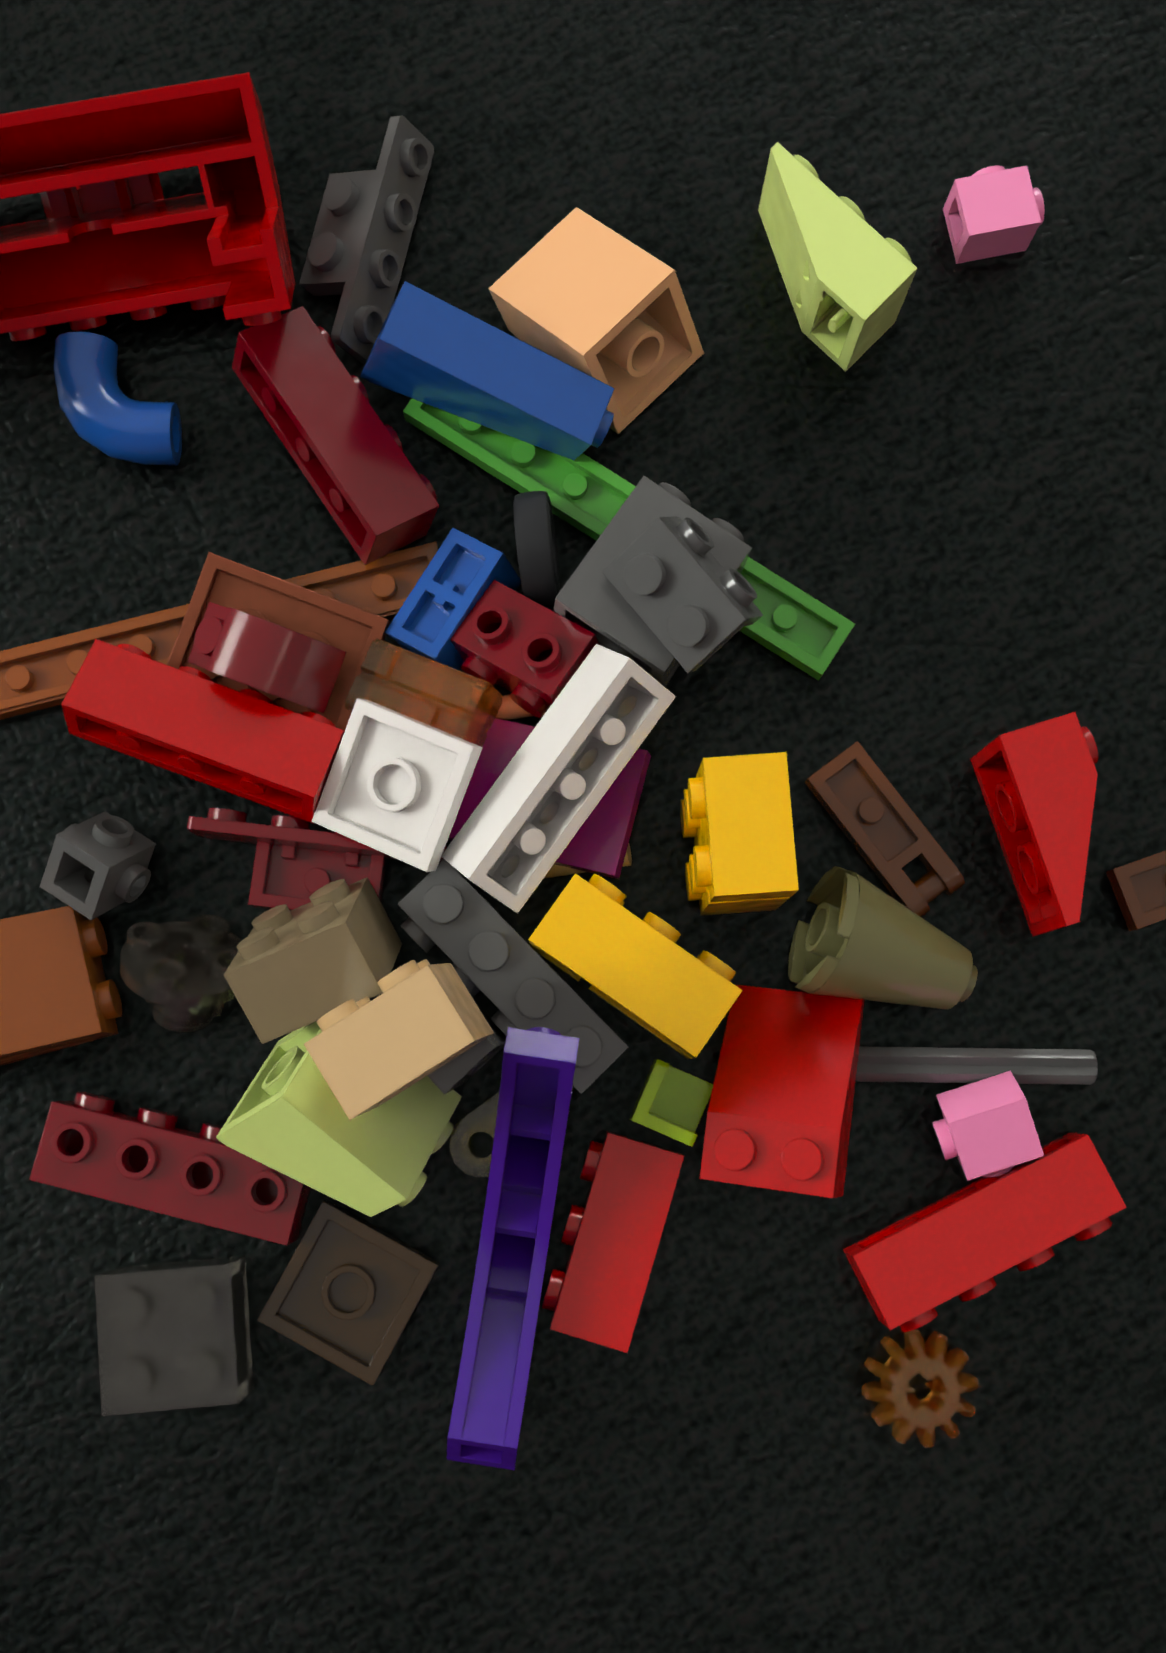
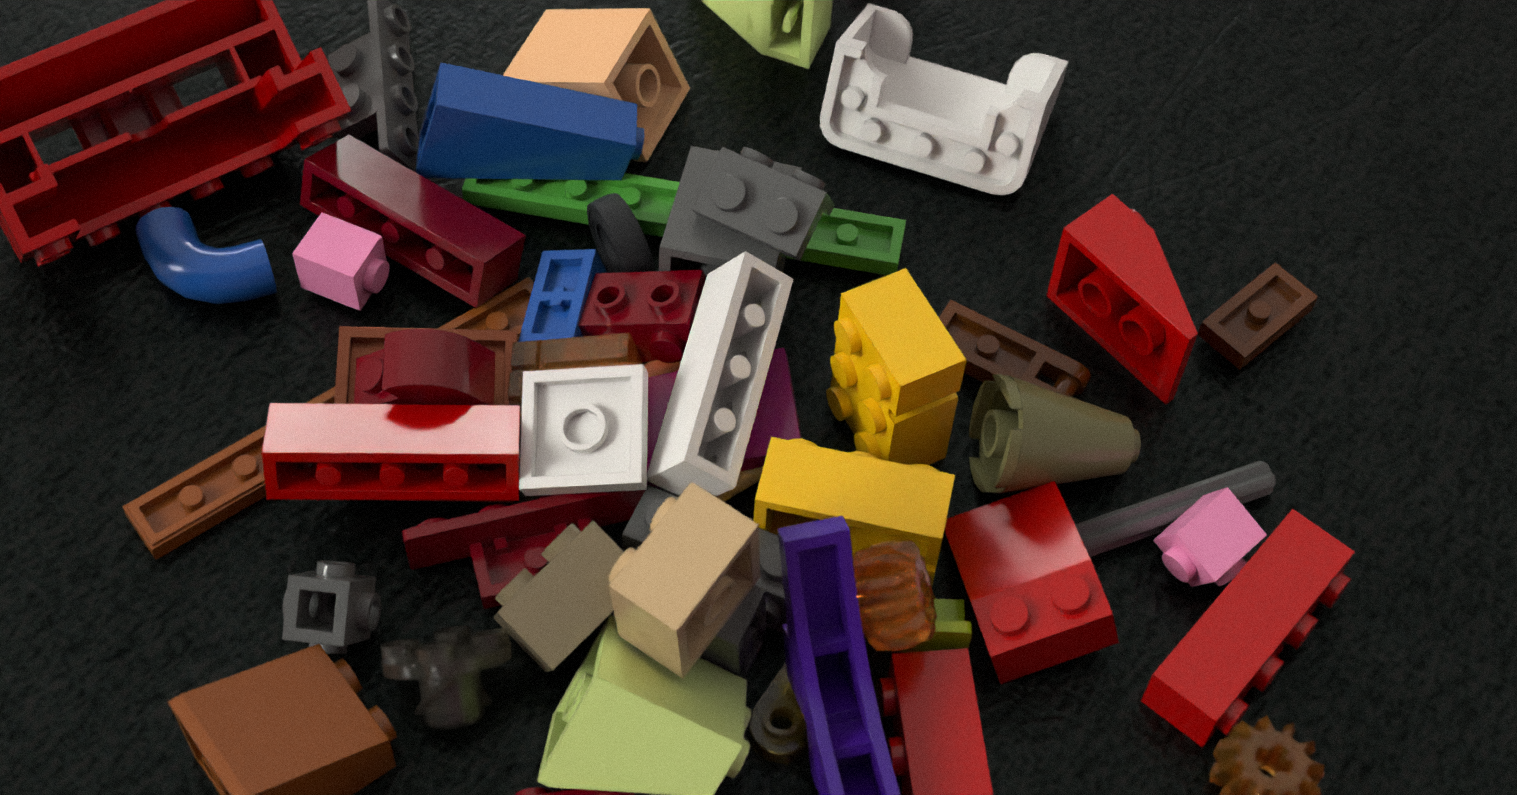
camera: 25 degrees left, 25 degrees down
(247, 460) = (341, 261): none -> bright pink brick
(620, 1099) = (894, 595): none -> clear orange gear
(956, 487) = (935, 115): none -> white windscreen

